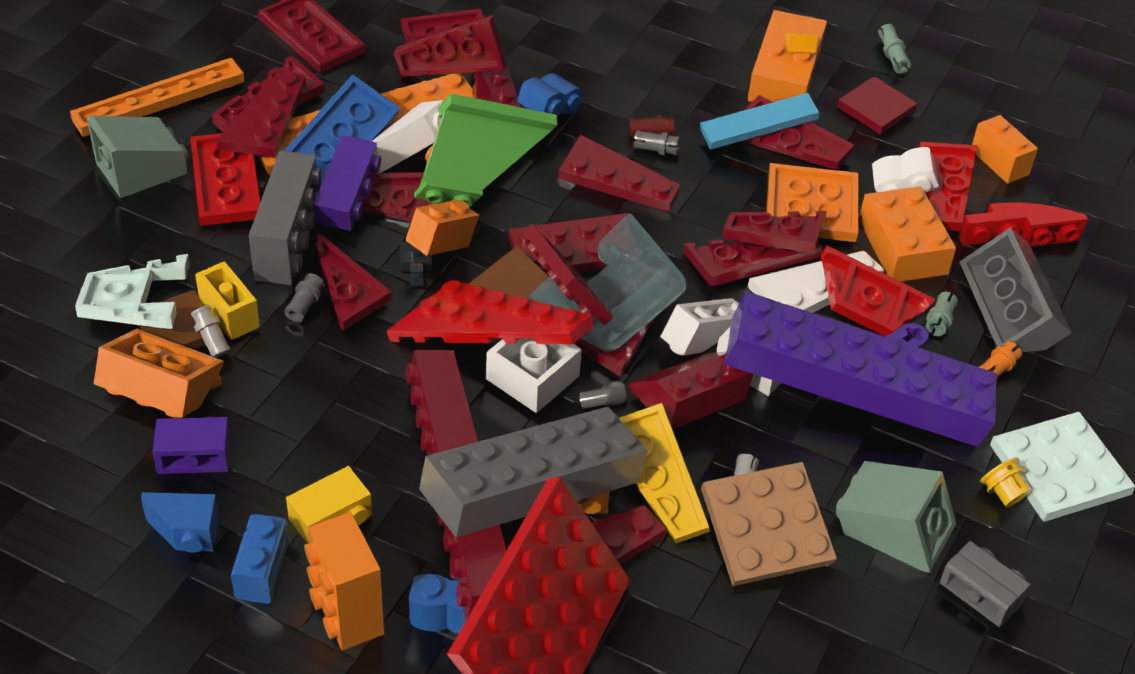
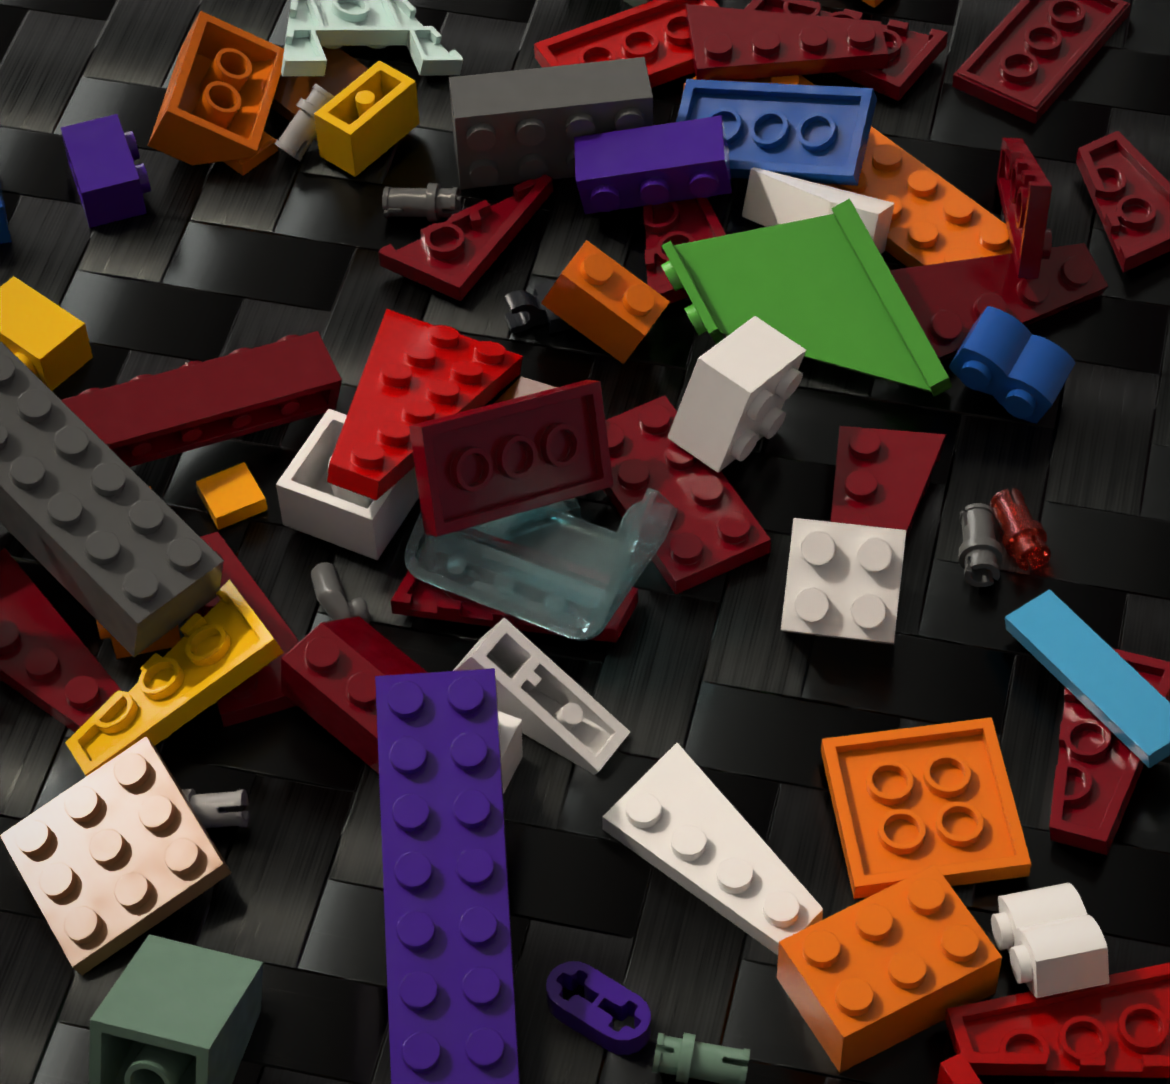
camera: 80 degrees right, 5 degrees up
(502, 425) = (231, 495): none -> light orange tile
(544, 186) = (737, 394): none -> white brick
(680, 183) = (843, 580): none -> white brick
(735, 261) = (729, 727): dark red wing -> none
(785, 232) = (789, 753): dark red wing -> none
(869, 294) = (690, 930): red wing -> none

